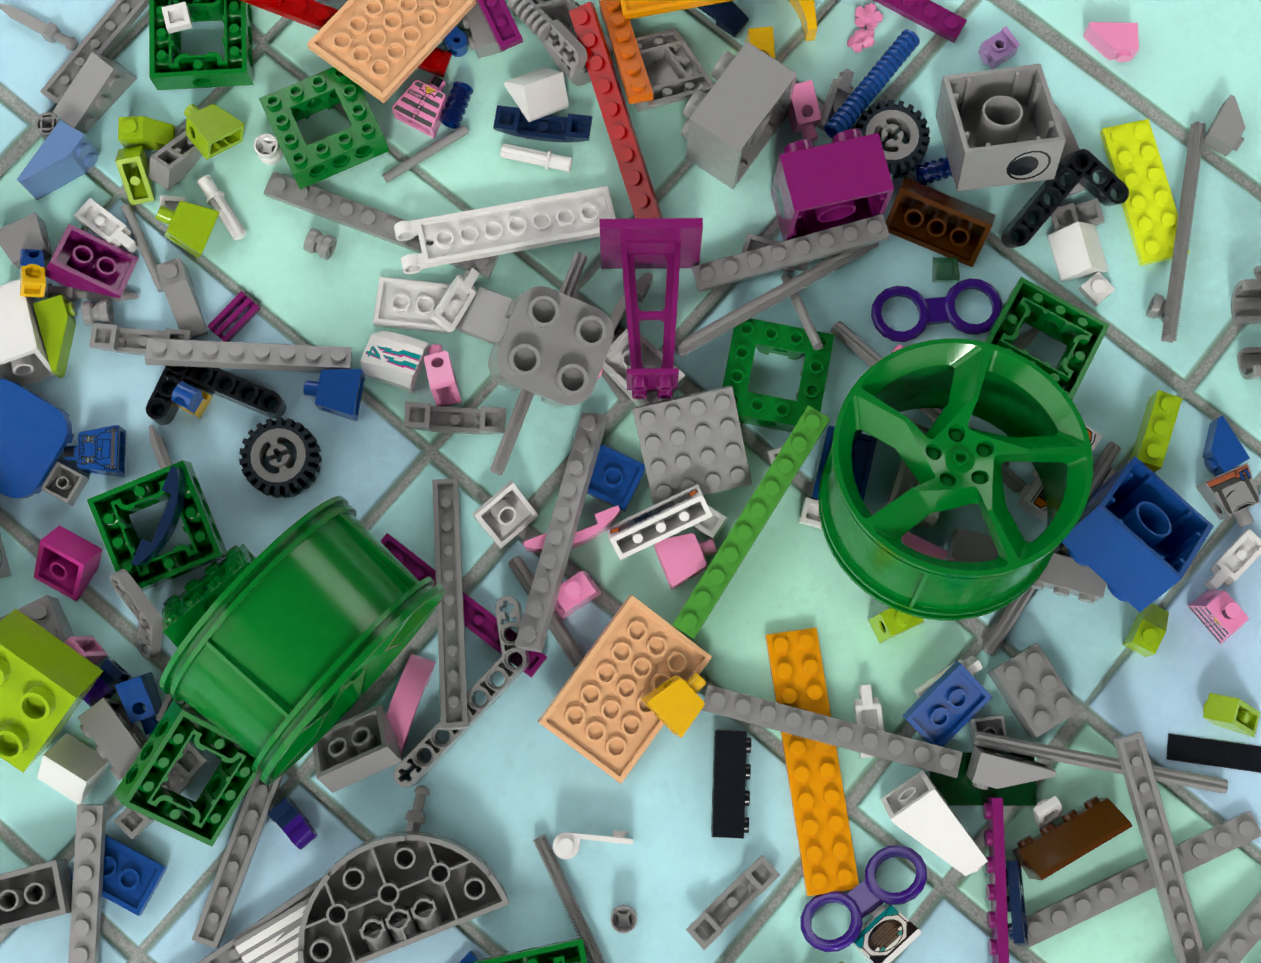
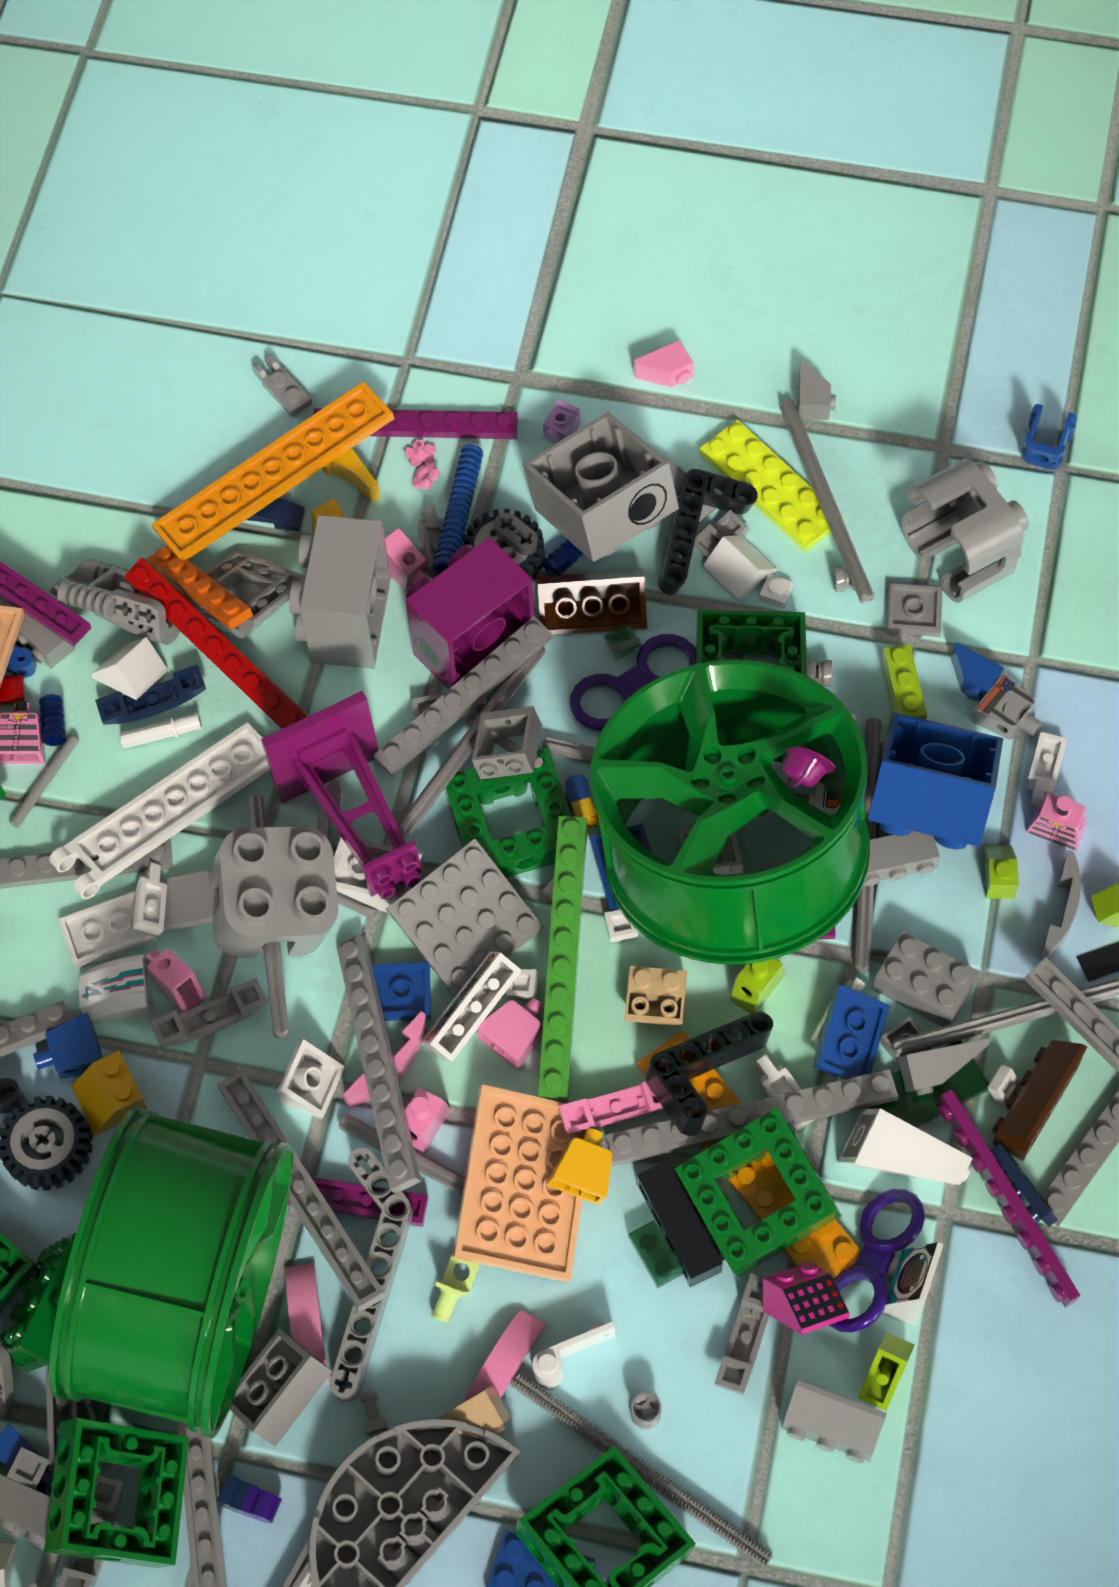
camera: 25 degrees left, 15 degrees down
(137, 717) = (27, 1468): none -> light grey plate
(348, 443) = (107, 1092): none -> yellow slope
(495, 852) = (481, 1411): none -> tan slope
(525, 742) = (453, 1289): none -> yellowish green bracket
(533, 823) = (508, 1354): none -> bright pink slope
(697, 798) = (655, 1254): none -> clear green plate
(731, 664) = (608, 1109): none -> bright pink slope
(790, 904) = (803, 1298): none -> slope
(802, 296) = (494, 726): none -> light grey window
(808, 591) = (656, 996): none -> tan slope
(814, 665) = (749, 1035): none -> black beam
(836, 391) = (579, 800): none -> leg
(841, 826) = (780, 1230): none -> green brick
(911, 129) = (513, 536): none -> dark grey beam
(1023, 495) = (805, 766): none -> magenta piece
(1096, 384) = (824, 672): none -> light grey wheel
(1202, 666) = (1070, 880): none -> light grey slope
(1203, 365) = (914, 609): none -> light grey tile

